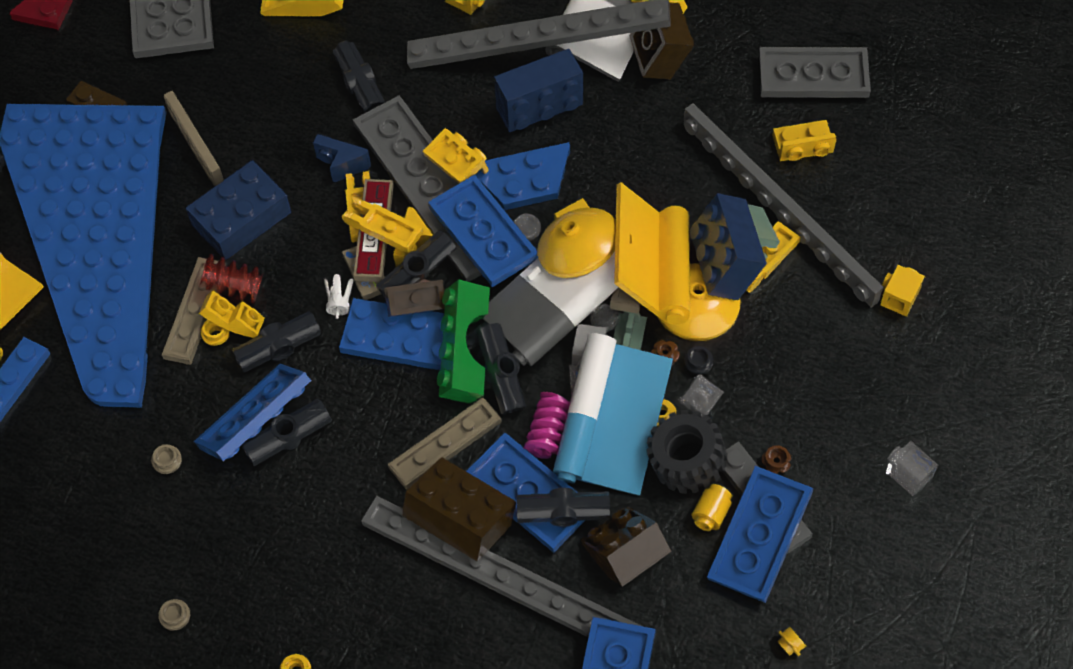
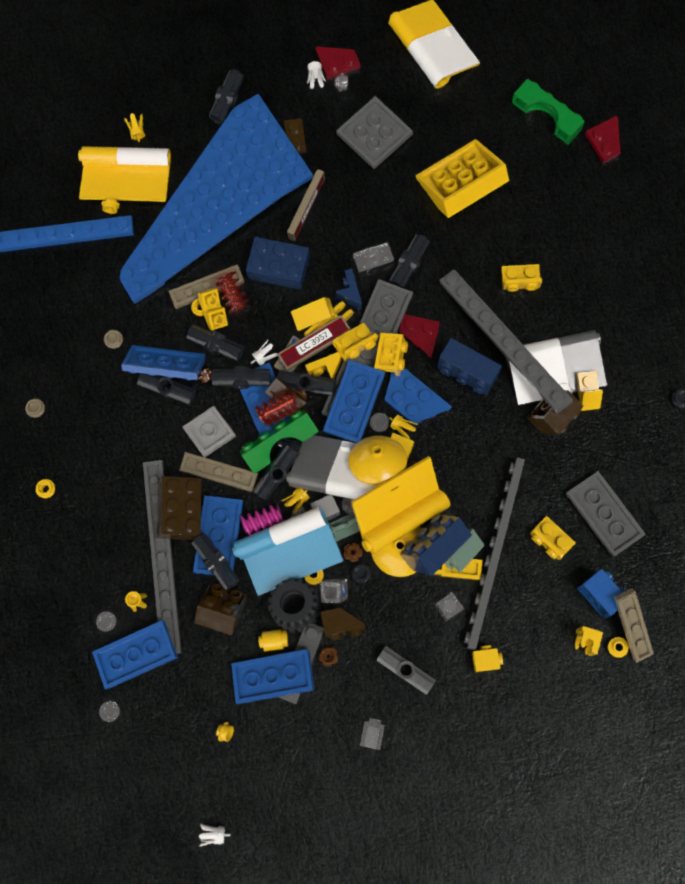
camera: 60 degrees right, 15 degrees up
(36, 30) = (315, 72): none -> white piece
(78, 13) = (341, 82): none -> clear plate
(313, 373) = (205, 375): none -> reddish brown plate
(320, 111) = (373, 257): none -> clear plate
(334, 204) = (313, 313): none -> yellow hinge
(349, 332) = (241, 377): none -> black piece
(384, 225) = (316, 349): yellow hinge -> none
(384, 419) = (209, 431): none -> light grey plate
(411, 184) = (354, 341): none -> yellow bracket
(423, 311) = (278, 409): none -> clear red piece
(455, 116) = (420, 332): none -> dark red wing
(536, 641) = (134, 599): none -> yellow piece
(550, 204) = (399, 422): none -> yellow piece
(551, 370) = (298, 495): none -> yellow piece
(748, 411) = (339, 623): none -> dark brown slope
(810, 287) = (449, 606): none -> clear brick
(871, 375) = (417, 678): none -> dark grey piece
(908, 123) = (600, 592): none -> blue brick
(954, 167) = (589, 638): none -> yellow hinge
(967, 111) = (634, 625): none -> dark tan tile
(975, 159) = (612, 650): none -> yellow plate

